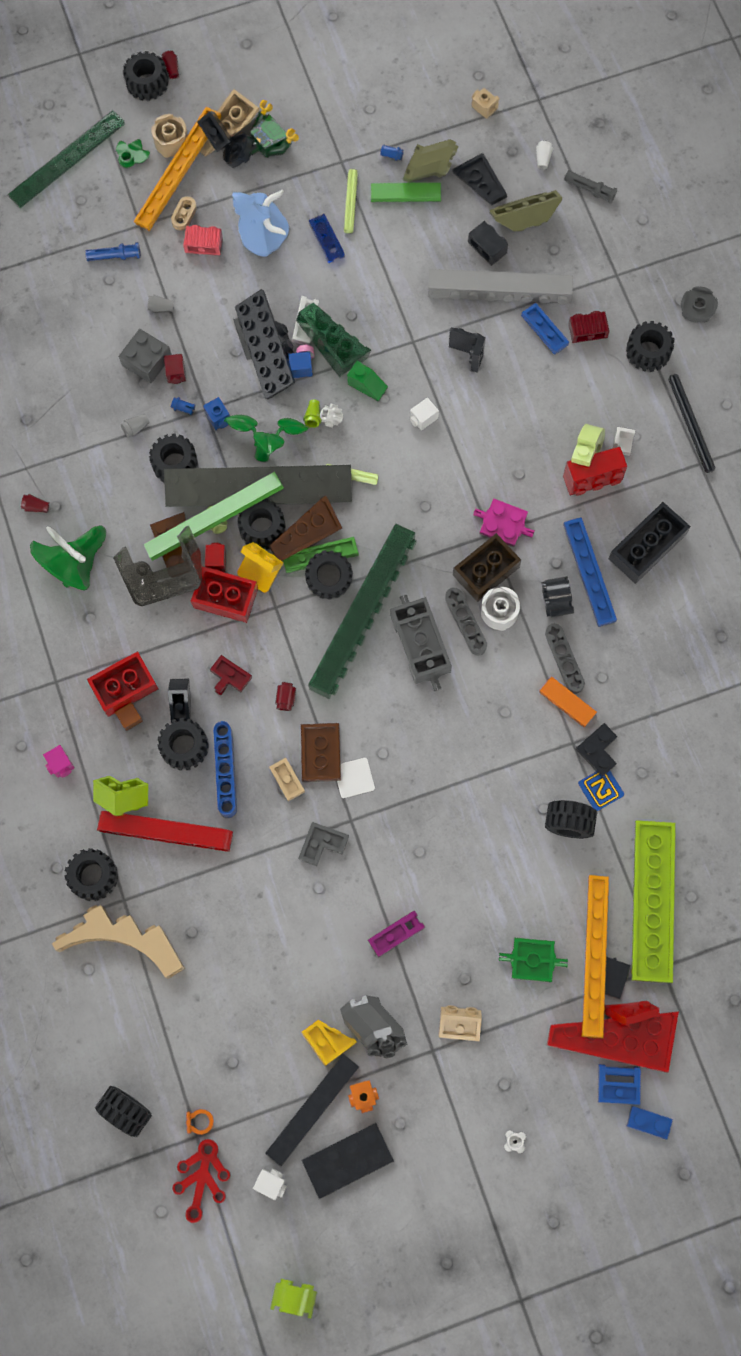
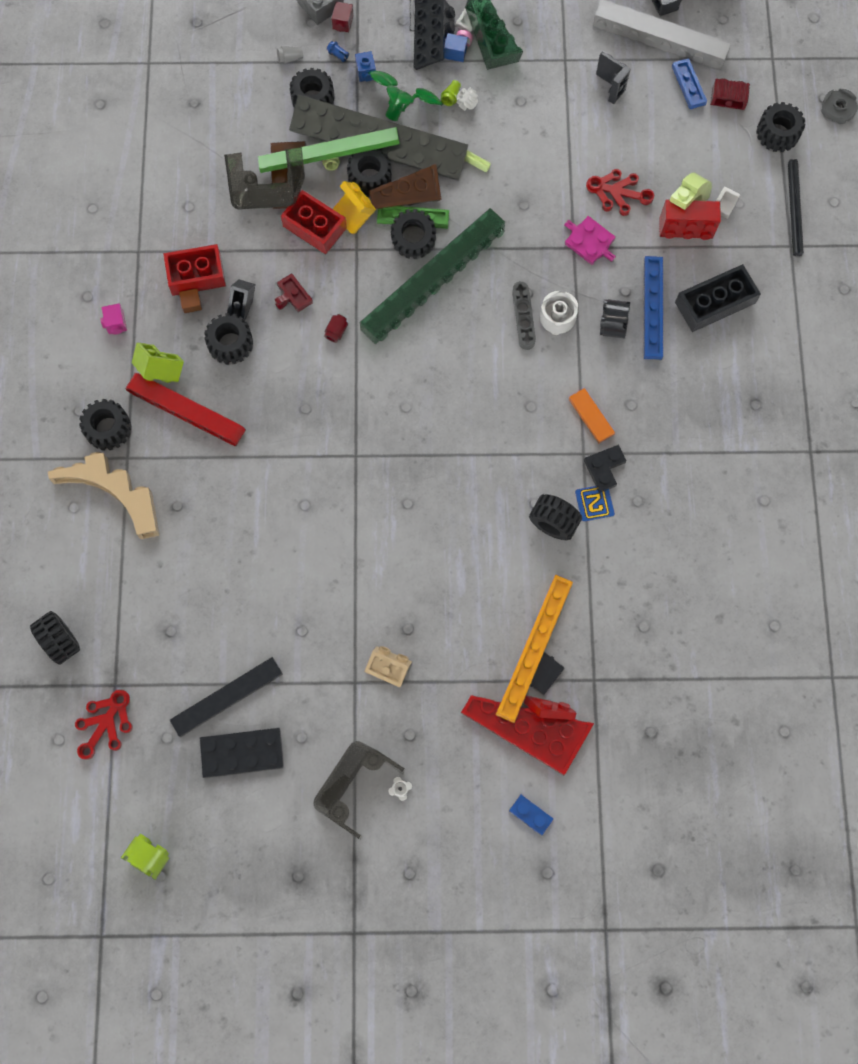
camera: 15 degrees right, 0 degrees up
(33, 504) = (175, 94): dark red cone -> none
(70, 560) = (189, 149): green animal -> none
(190, 1128) = (110, 676): orange piece -> none
(215, 557) = (318, 187): red brick -> none
(225, 760) = (258, 364): blue beam -> none
(270, 1184) = (163, 748): white brick -> none
(287, 779) = (310, 400): tan plate -> none
(320, 752) = (350, 387): reddish brown tile -> none
(320, 838) = (320, 461): dark grey plate -> none
(327, 1041) = (261, 641): yellow wing -> none
(355, 778) = (372, 419): white sticker -> none
(357, 1090) = (275, 692): orange brick -> none
(366, 381) = (509, 79): green slope -> none
(373, 1026) = (307, 640): dark grey brick -> none
(395, 934) = (359, 567): magenta plate -> none
(423, 414) = (551, 123): white brick -> none
(425, 659) = (474, 334): dark grey brick -> none
(455, 1153) = (329, 796): none -> clear smoke windscreen
(486, 567) = (559, 271): dark brown brick -> none
(513, 462) = (617, 191): none -> red plant
(533, 960) = (475, 632): green plate -> none
(564, 658) = (602, 376): dark grey beam -> none
(619, 1091) = (511, 776): blue plate -> none
(653, 902) = (606, 618): lime plate -> none

